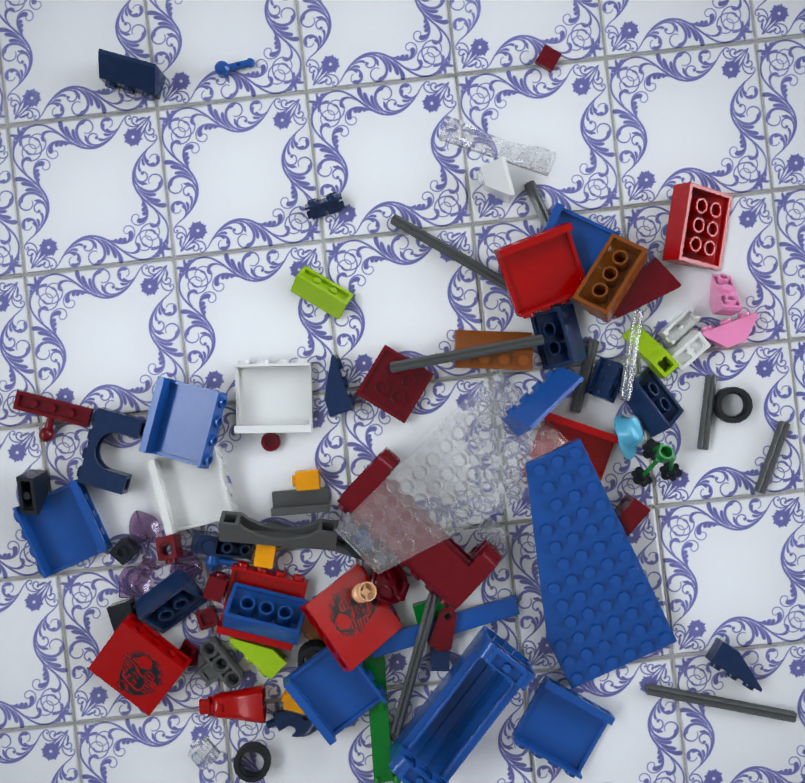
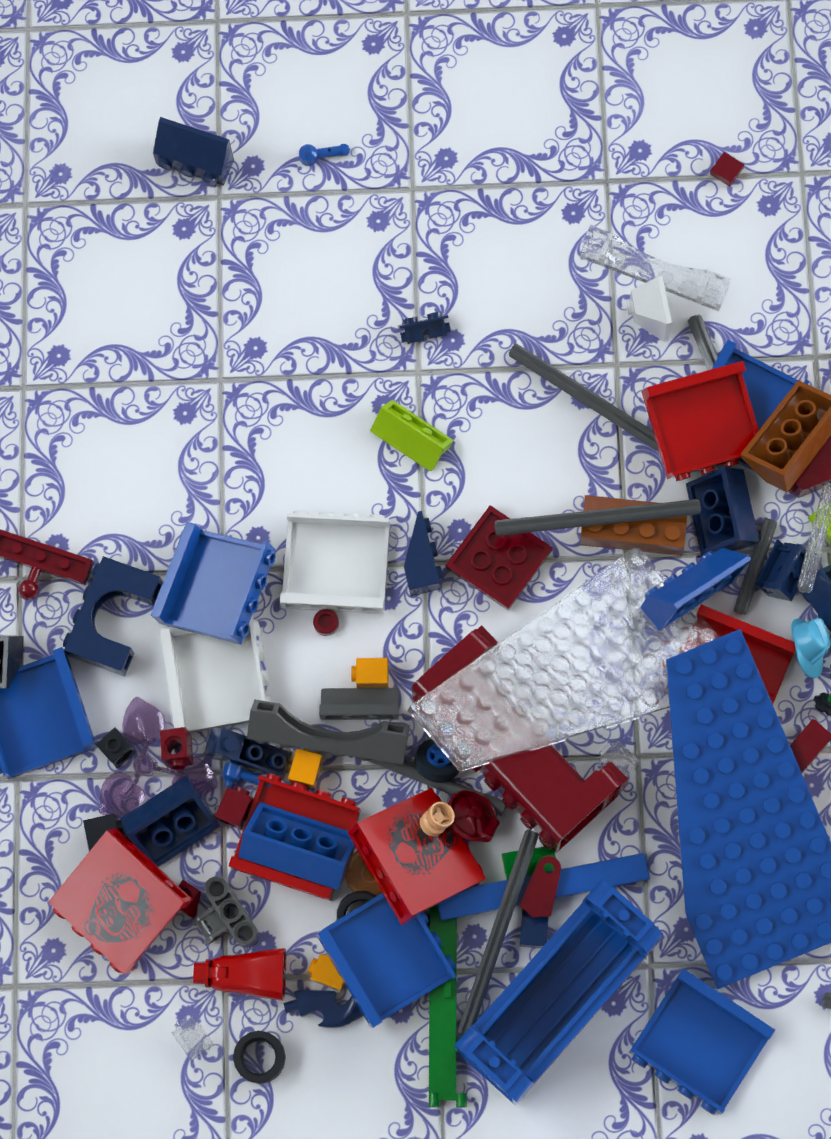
camera: 10 degrees right, 15 degrees down
(207, 617) = (216, 852): dark red tile -> none
(266, 658) = (291, 907): lime slope -> none

